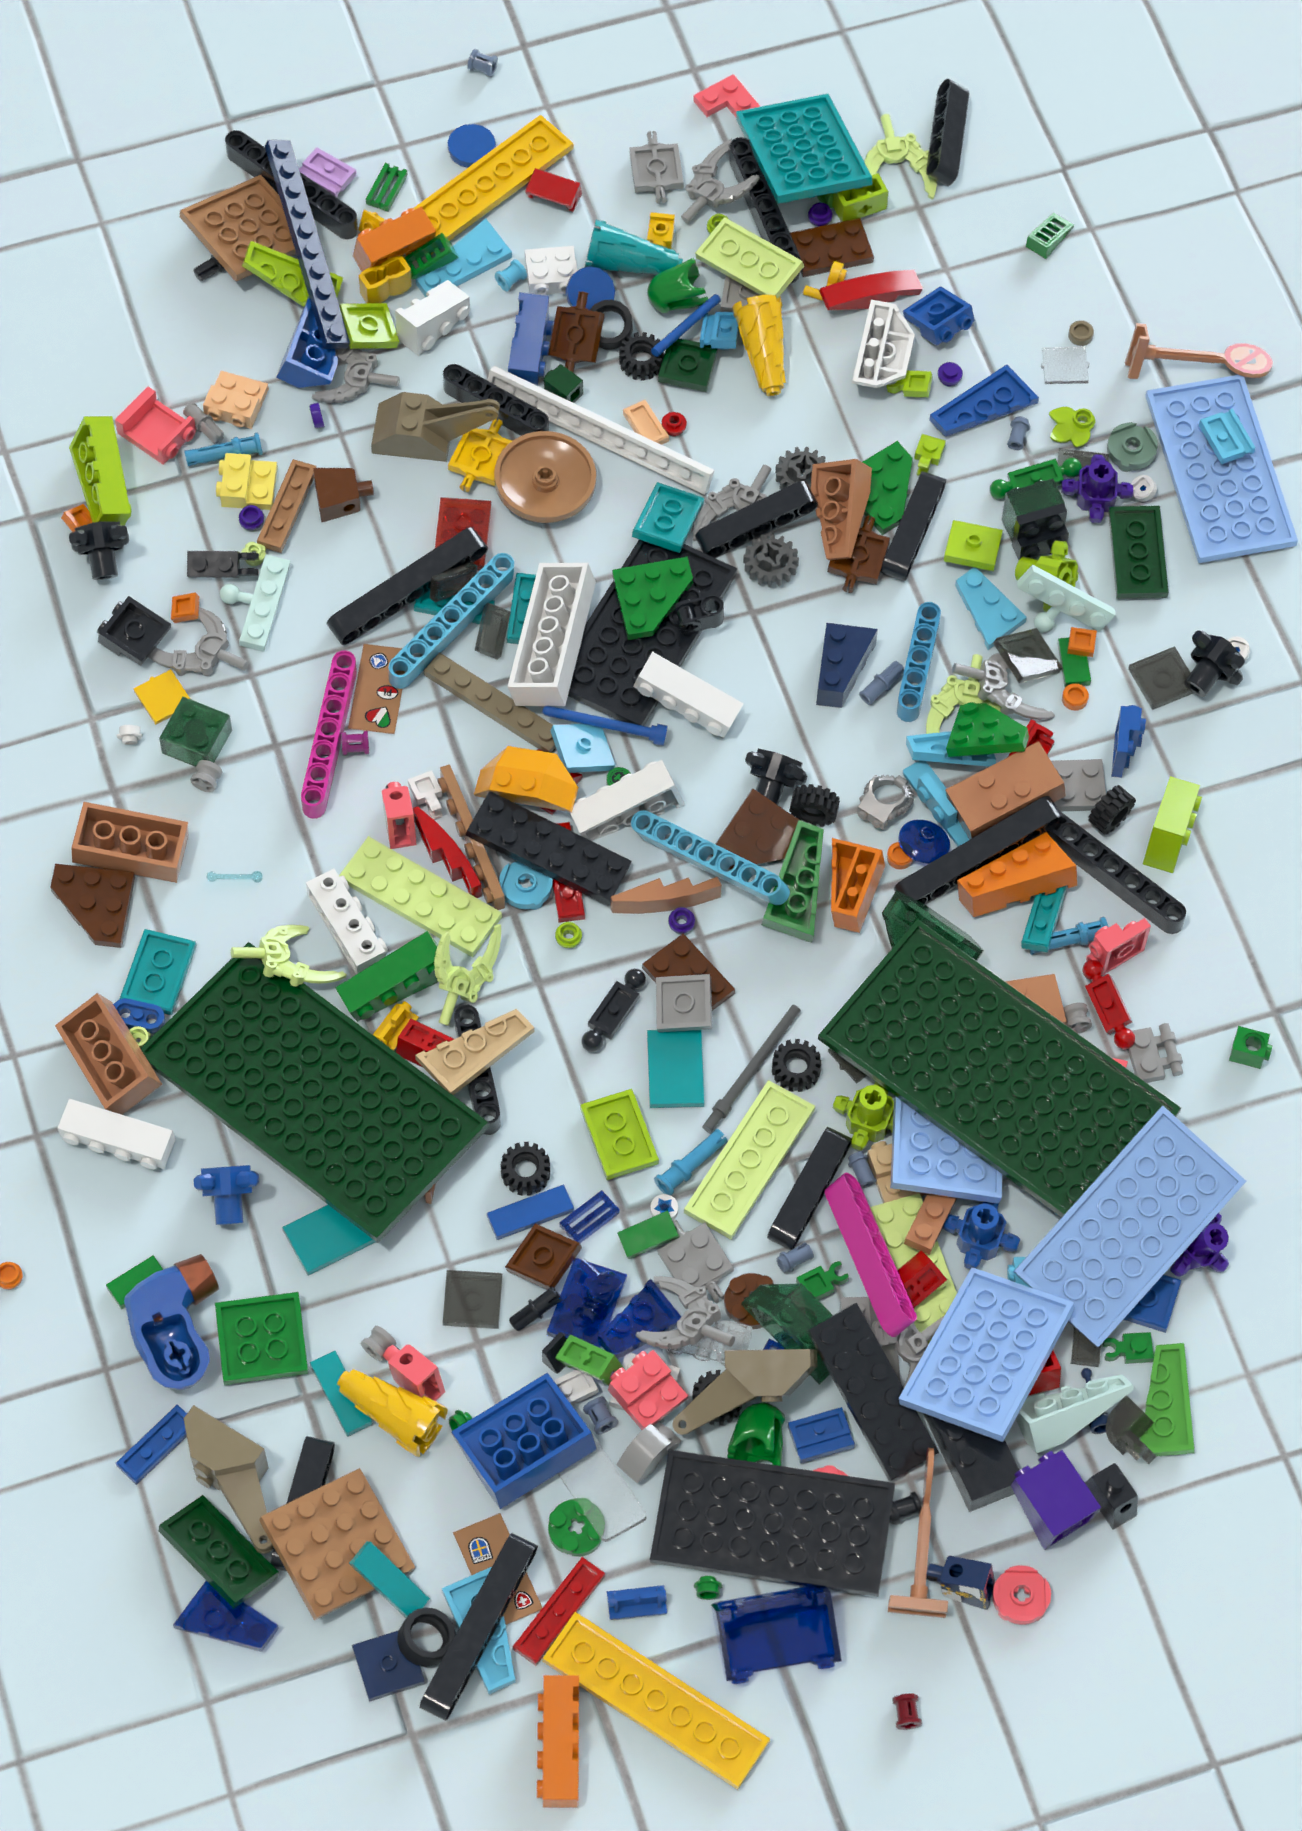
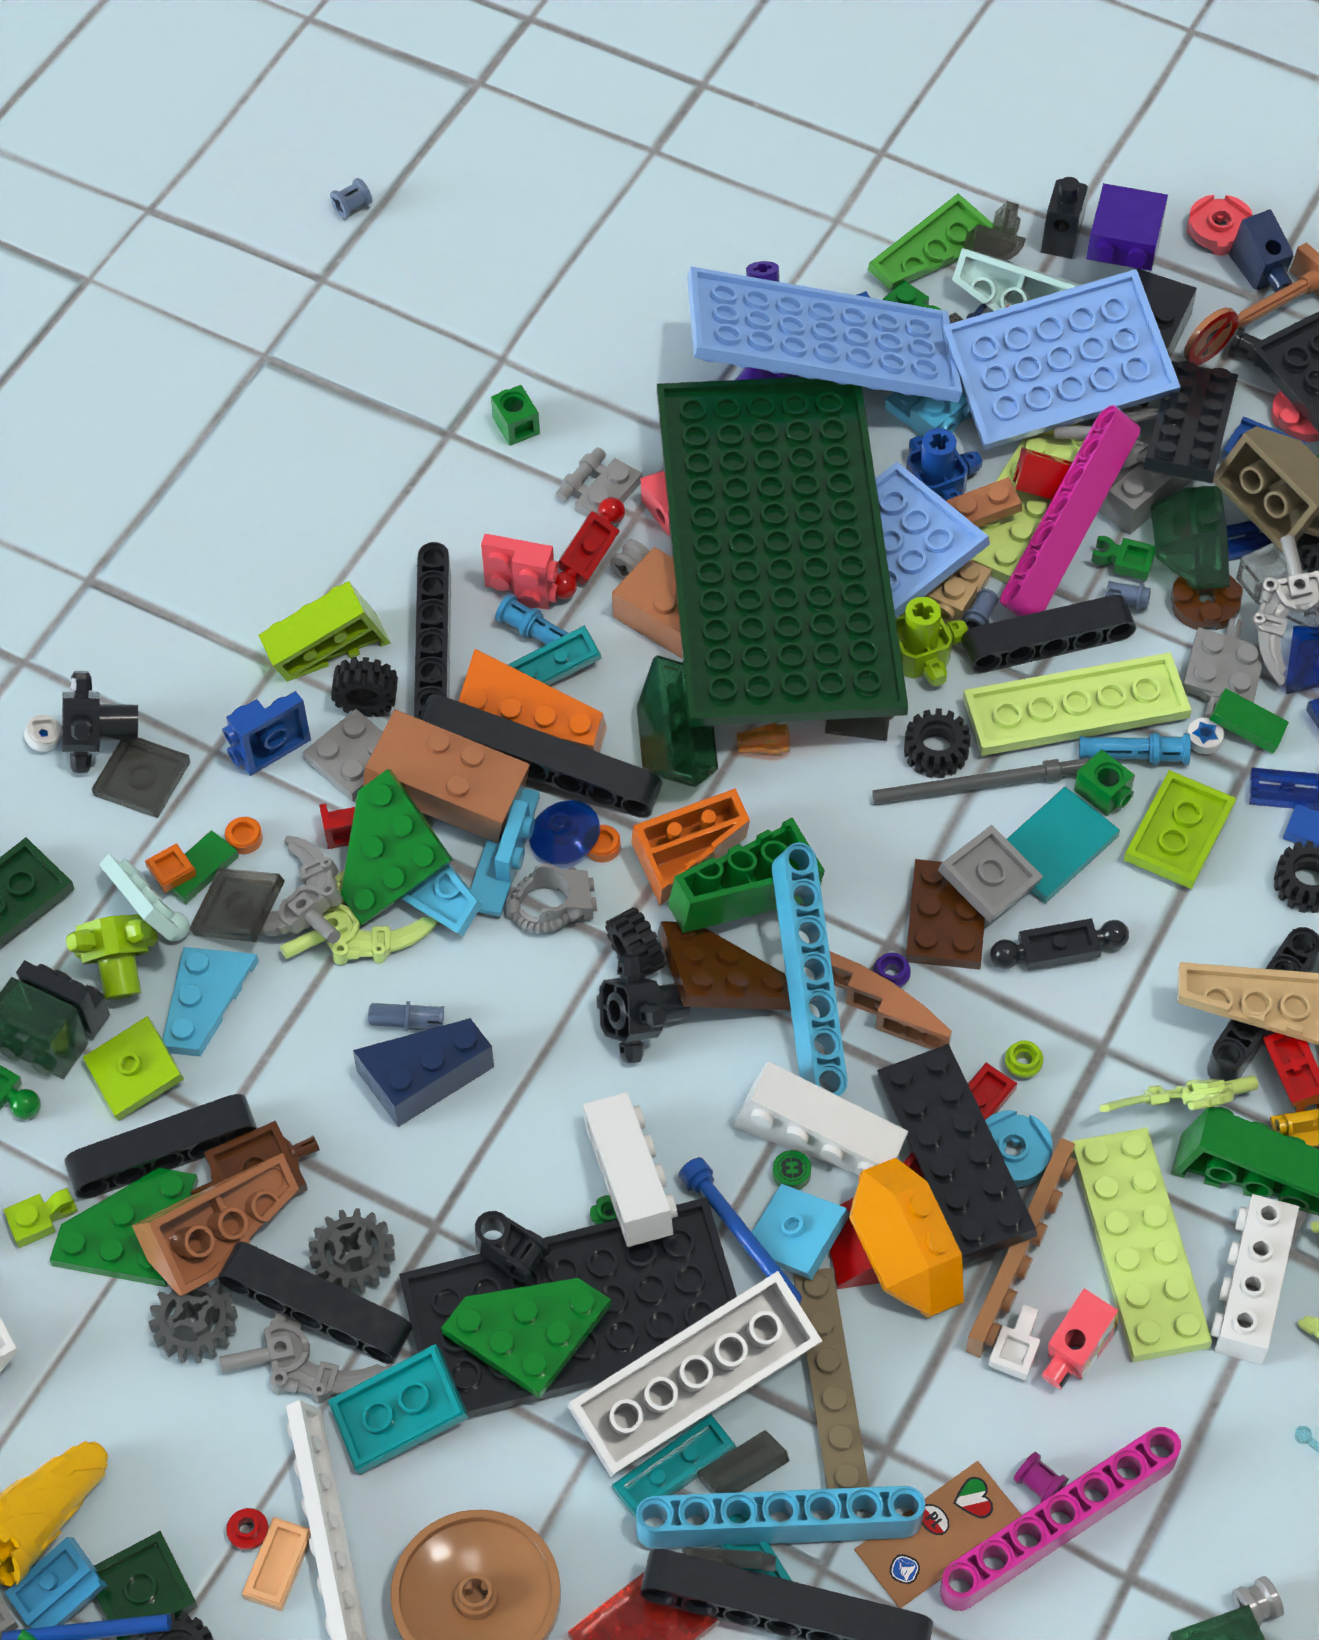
camera: 130 degrees left, 5 degrees down
(443, 847) = (1067, 1264): red slope -> none
(689, 1112) = (1105, 770): none -> green brick
(915, 671) = (336, 1014): dark azure beam -> none

